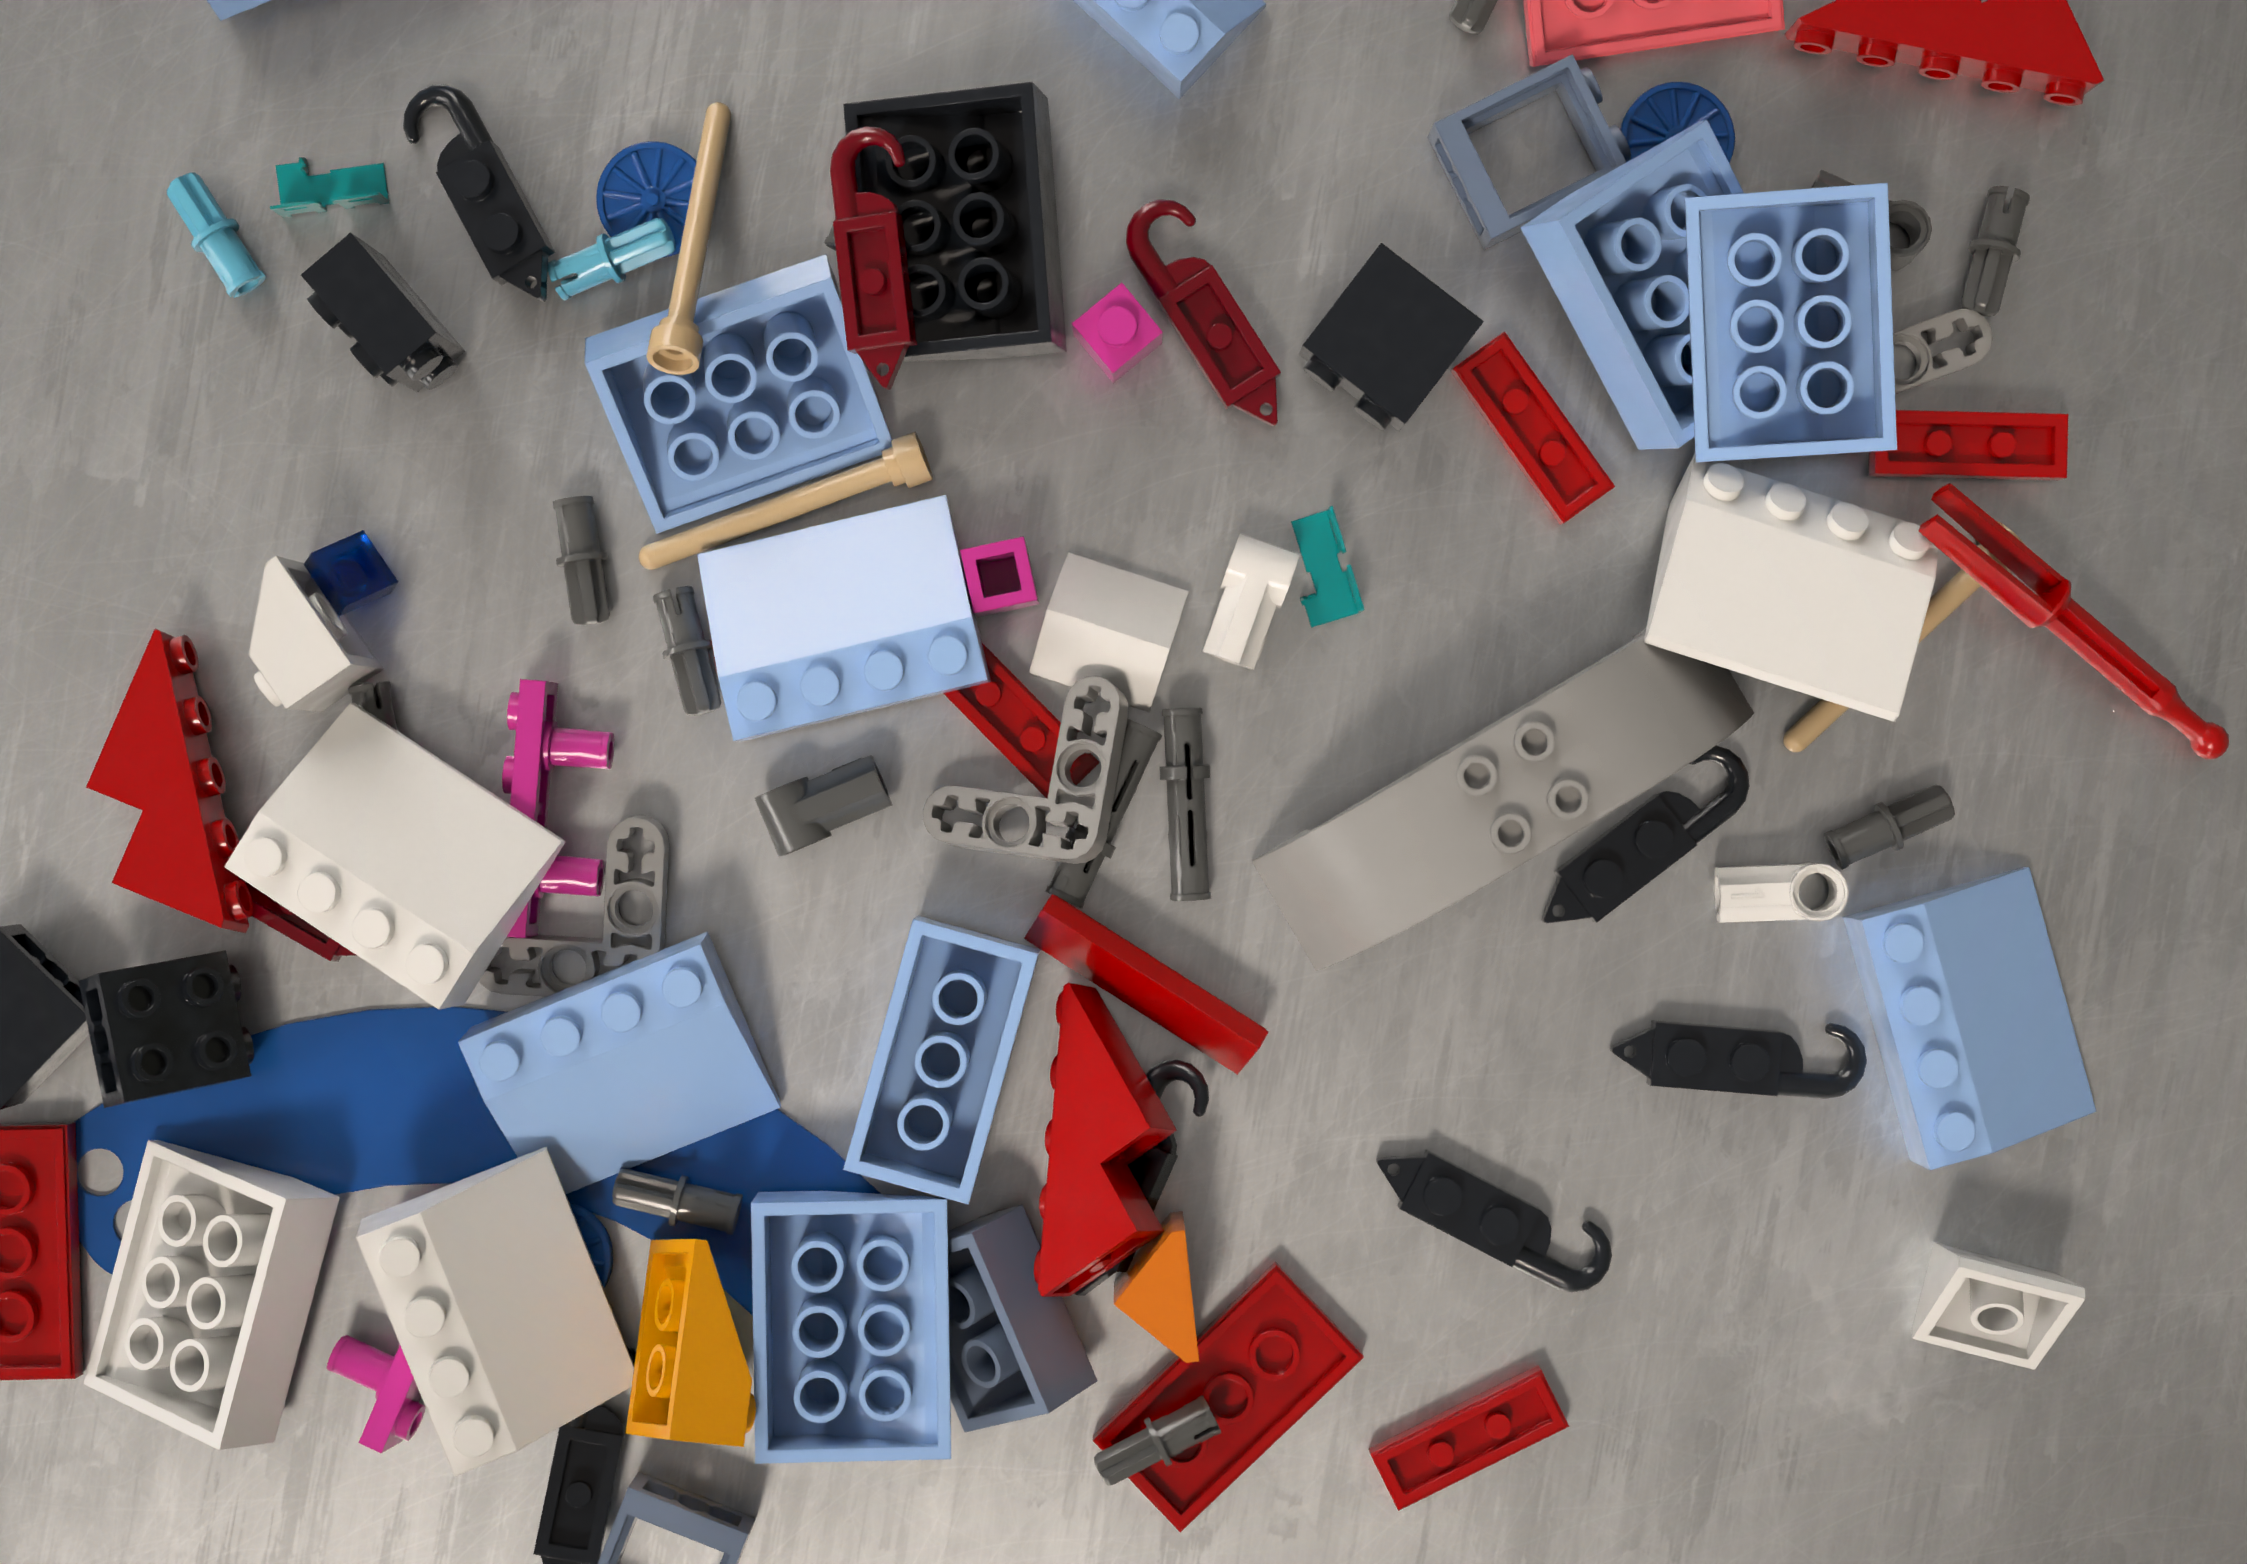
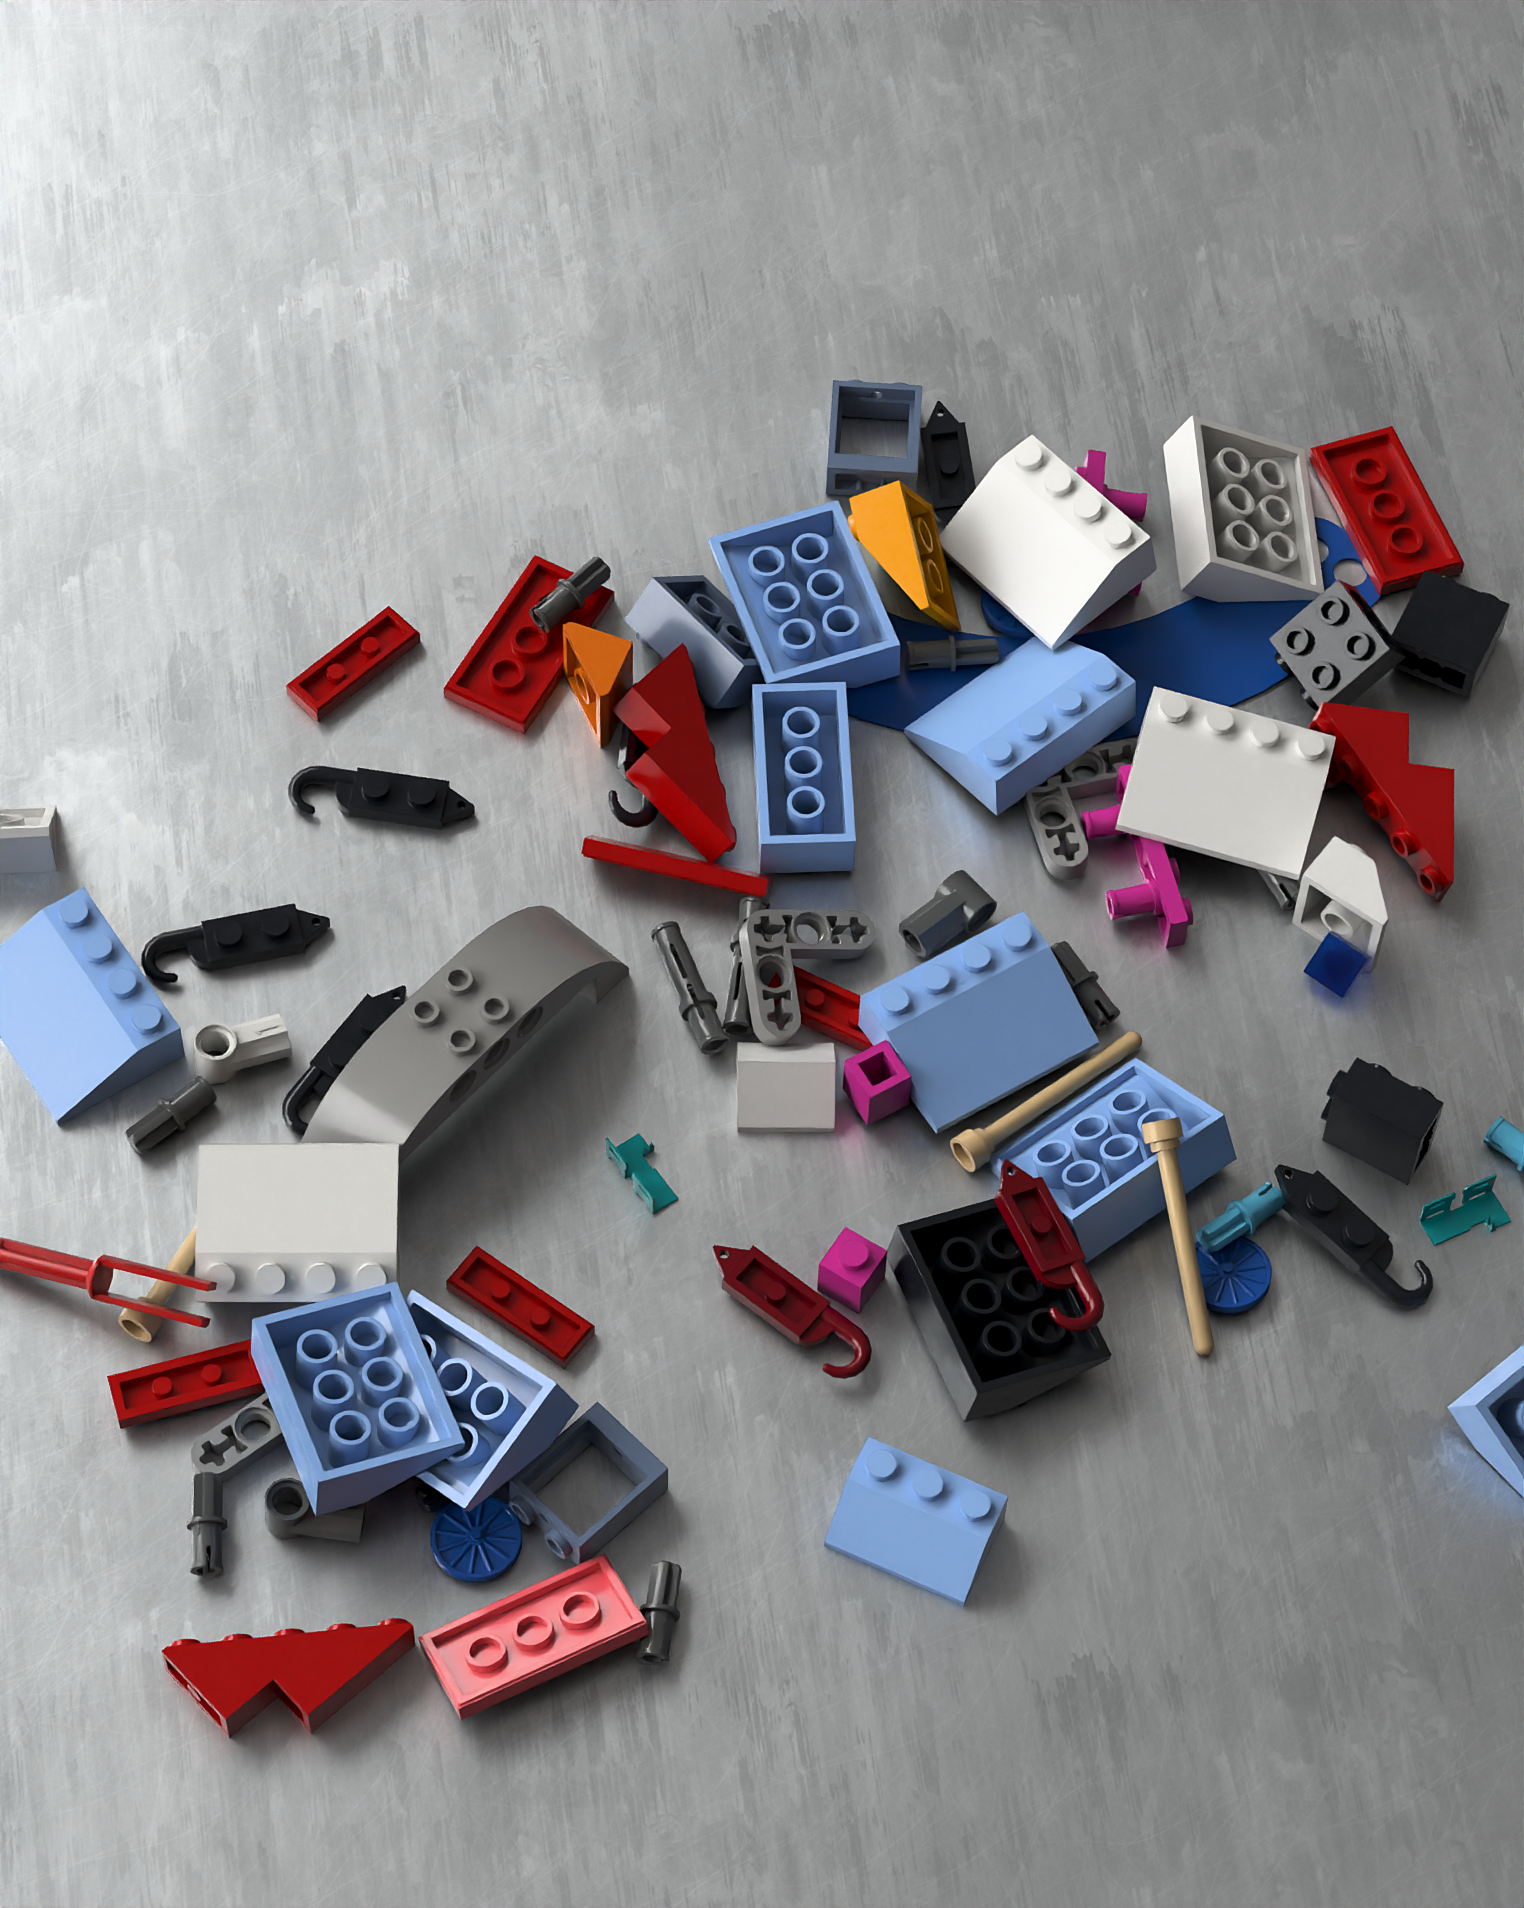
camera: 150 degrees right, 30 degrees down
(582, 560) = (1180, 1022): dark grey axle -> none
(1253, 589) = (690, 1133): white piece -> none
(1388, 339) = (649, 1321): black brick -> none

